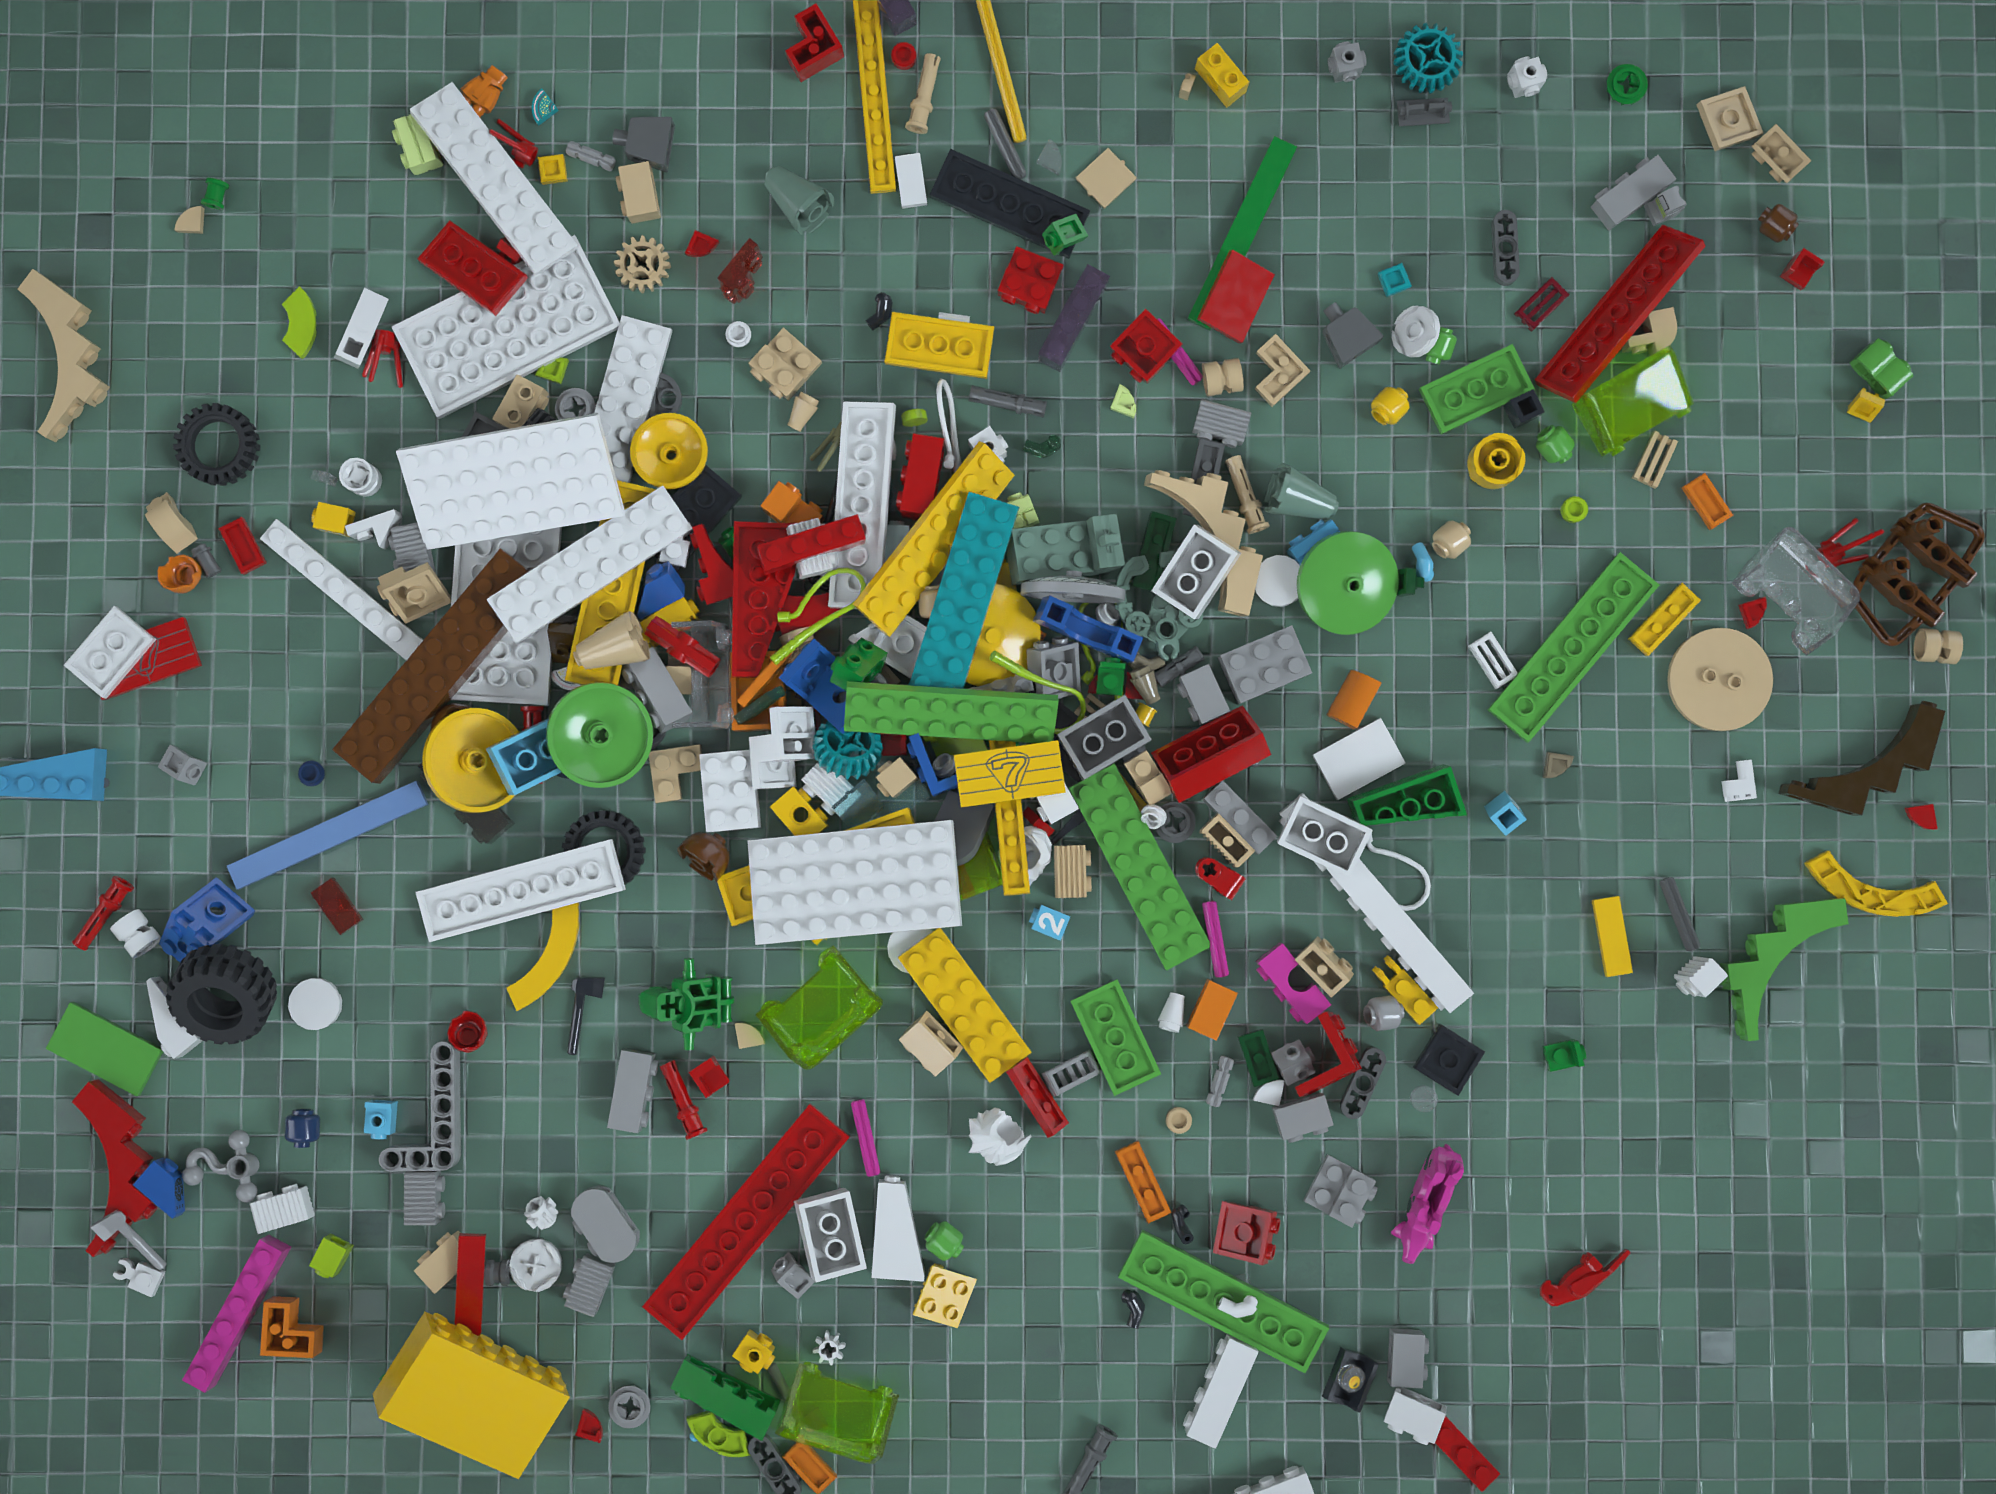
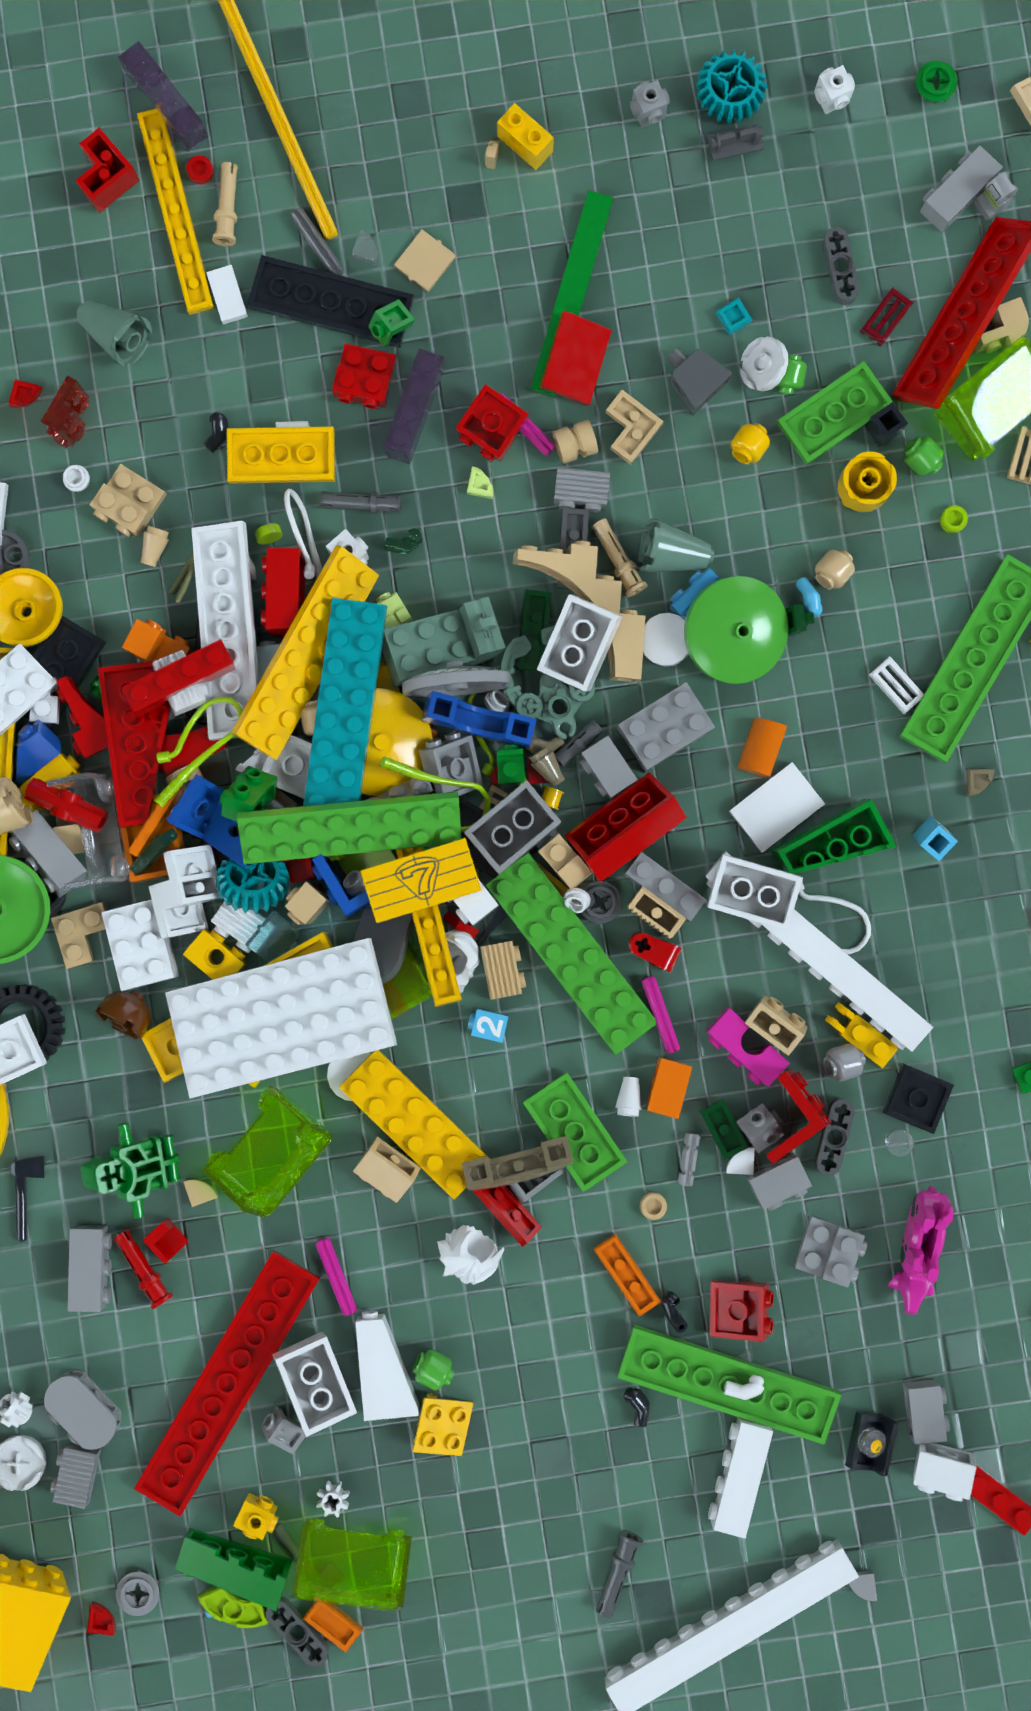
camera: 10 degrees left, 0 degrees up
(1057, 1061) = (518, 1166): none -> dark tan slope

